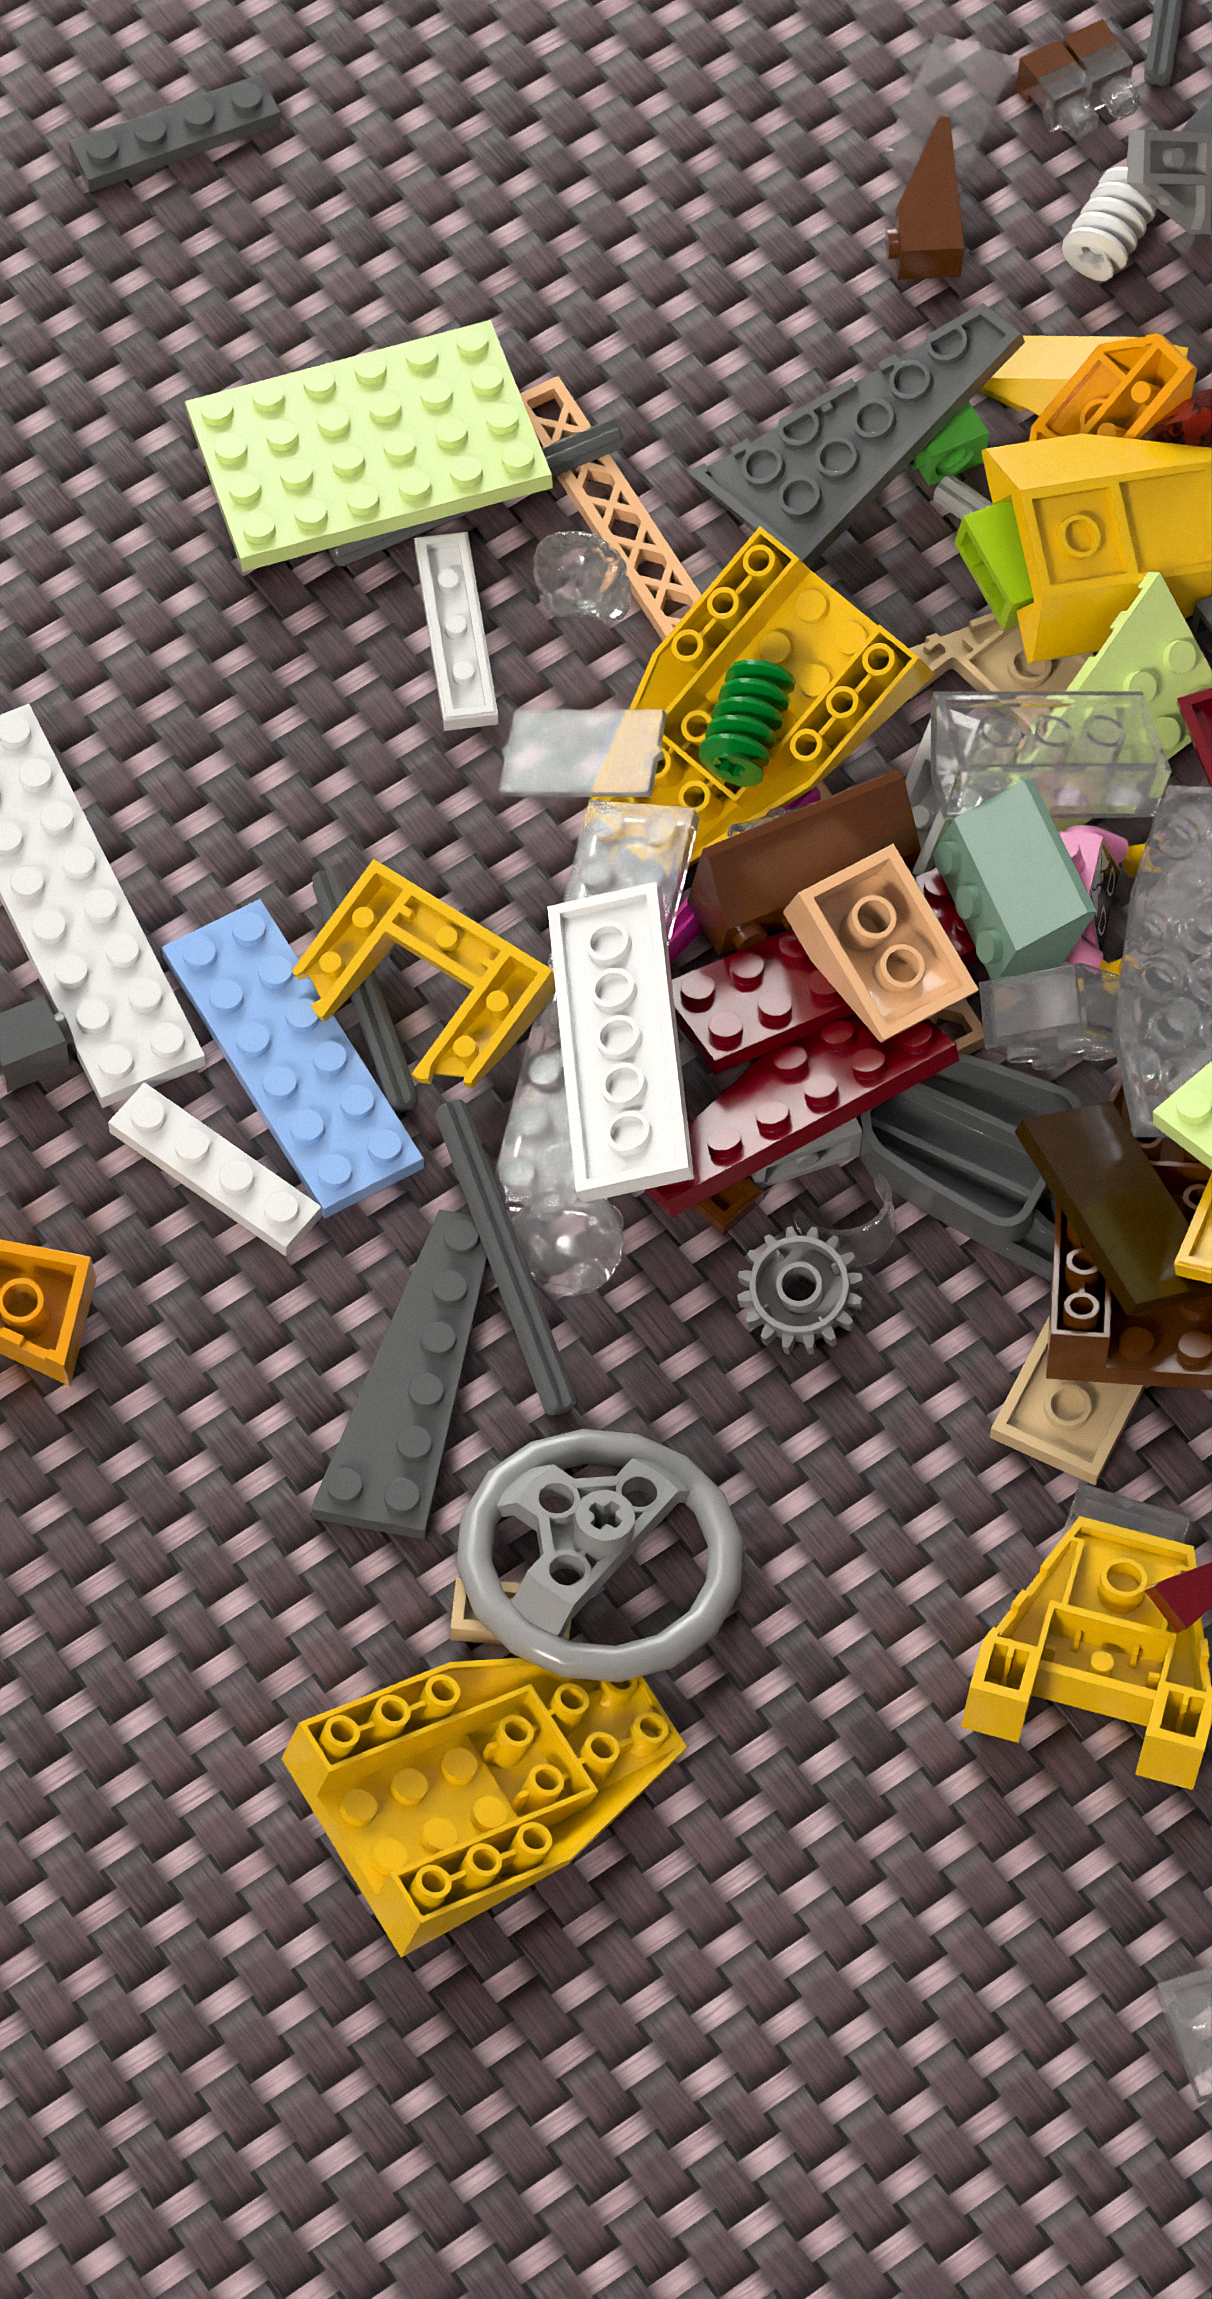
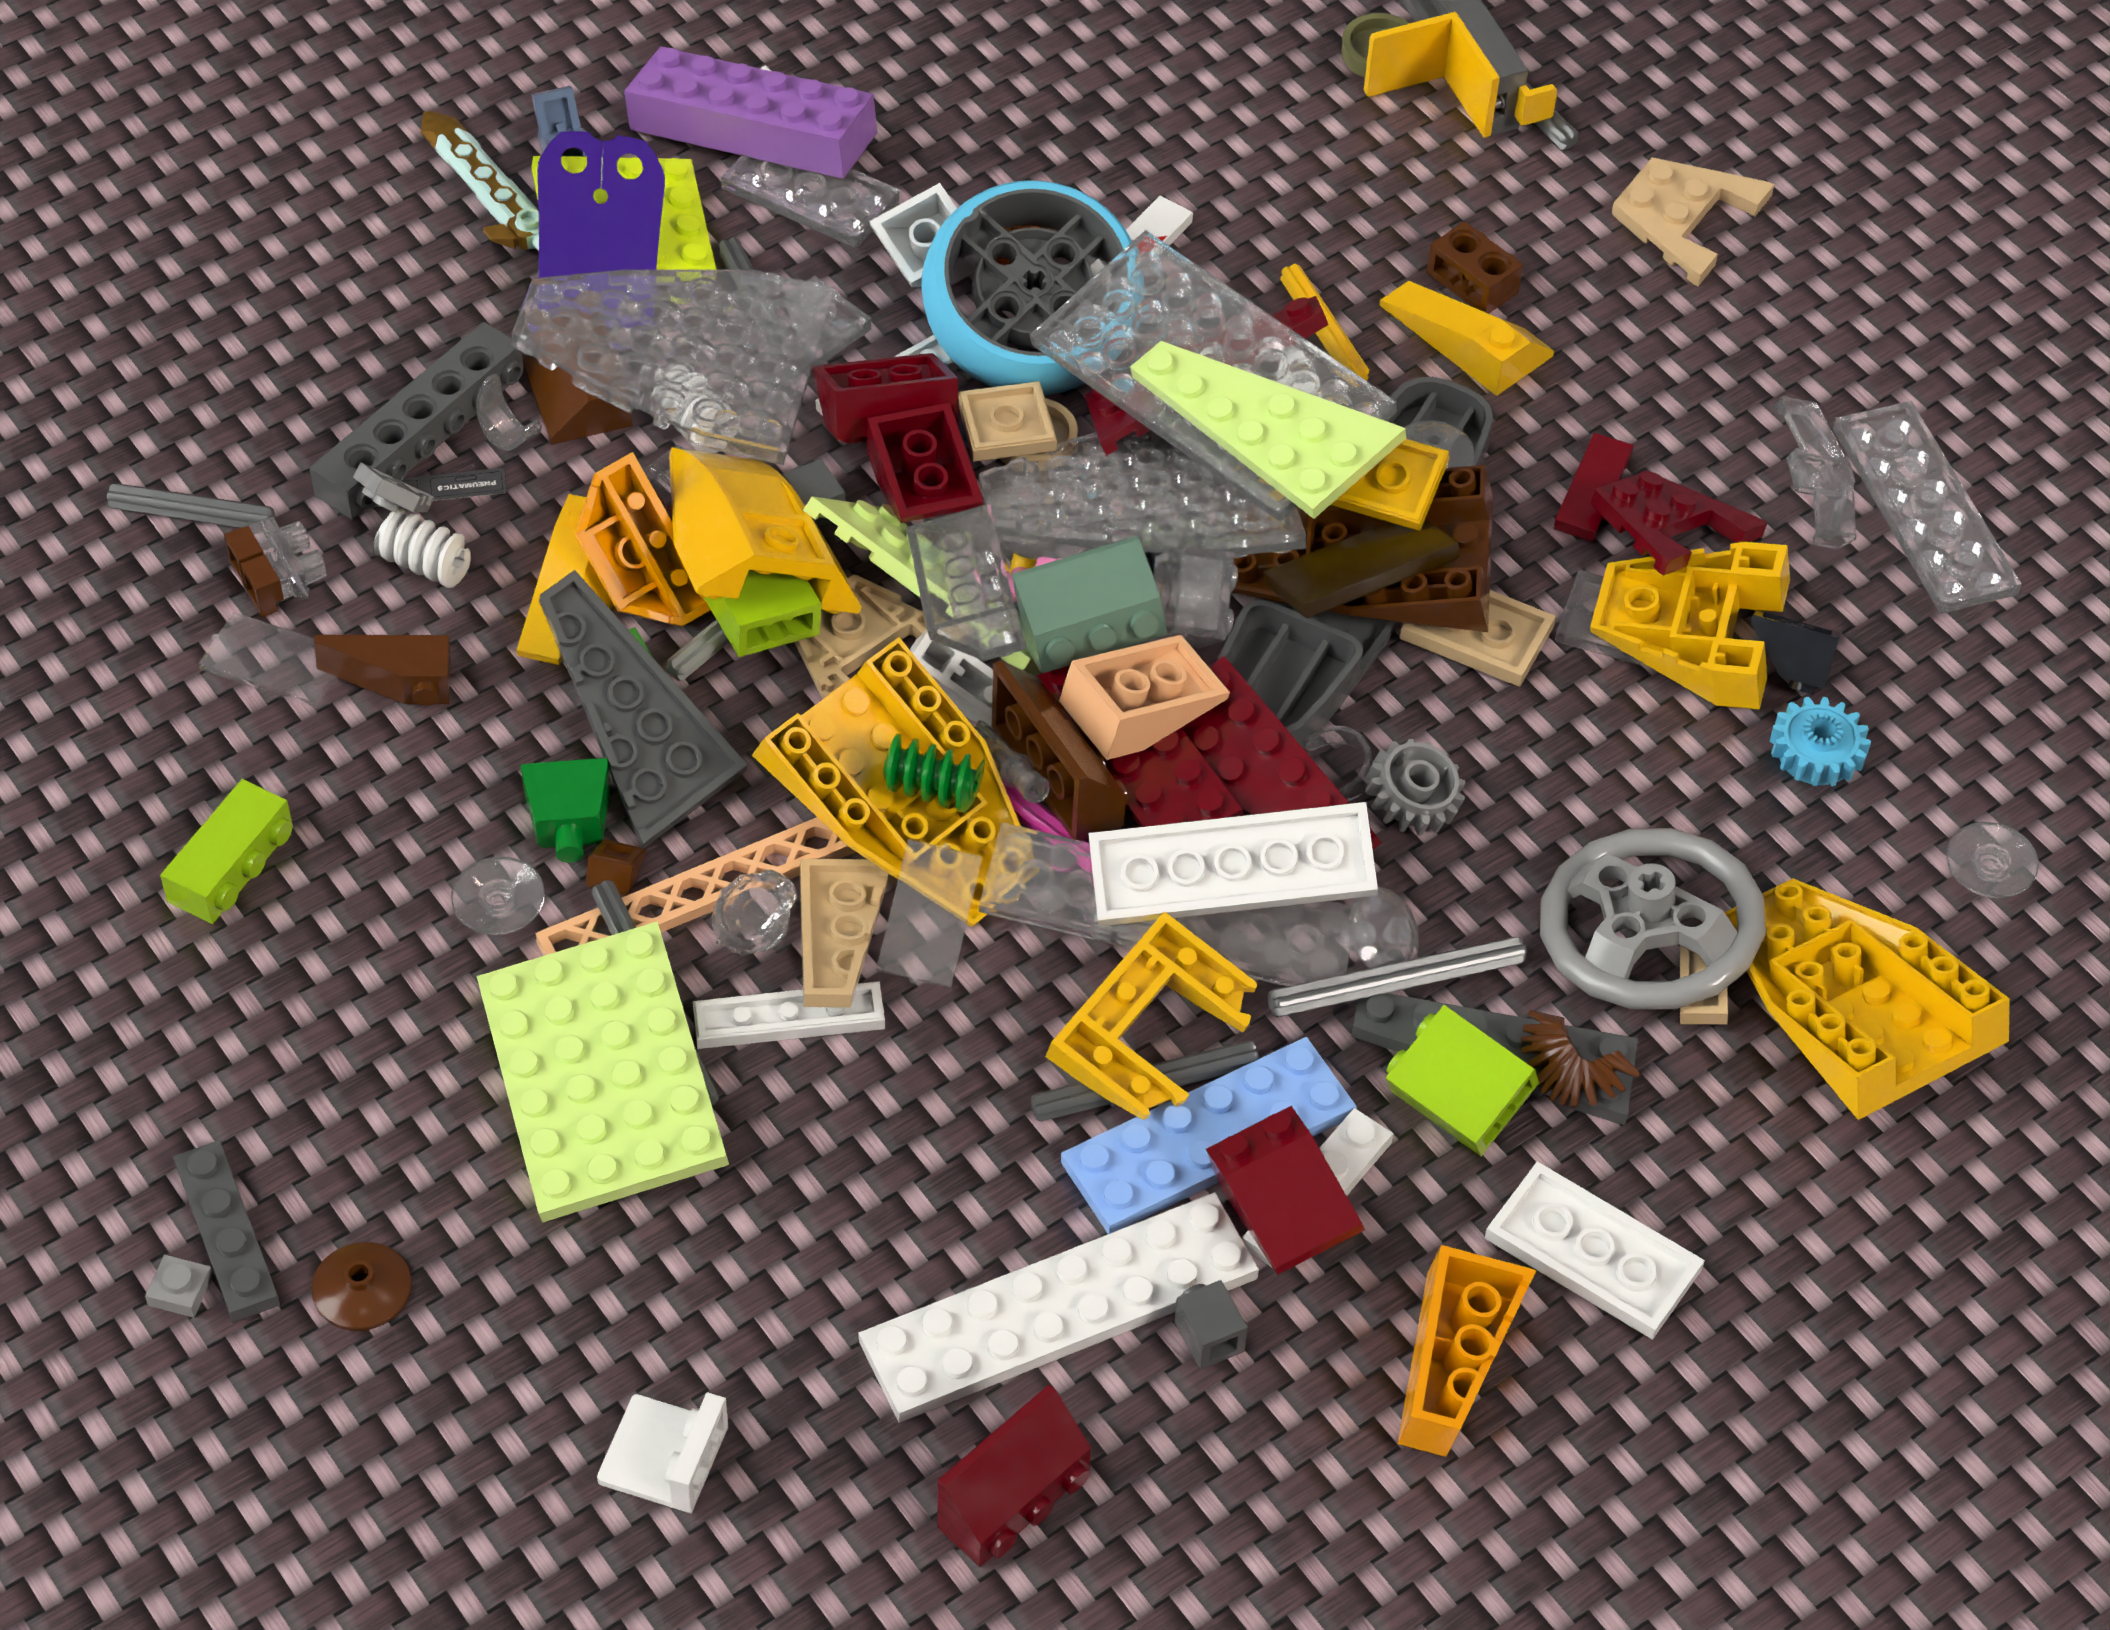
camera: 90 degrees left, 10 degrees down
(107, 98) = (179, 1286): none -> light grey plate
(112, 274) = (365, 1302): none -> reddish brown dish
(120, 1457) = (1594, 1250): none -> white plate
(181, 1105) = (1284, 1190): none -> dark red slope
(345, 1312) = (1461, 1079): none -> lime brick
(369, 1435) = (1564, 1065): none -> reddish brown hair
(554, 660) = (837, 924): none -> tan wing
(603, 316) = (494, 882): none -> clear dish
(658, 79) = (227, 851): none -> lime brick
(663, 451) = (615, 863): none -> reddish brown slope
(717, 1965) = (1997, 847): none -> clear dish
(732, 389) = (567, 804): none -> green torso
(909, 1765) = (1819, 742): none -> medium azure gear
(1069, 1777) = (1797, 649): none -> black slope

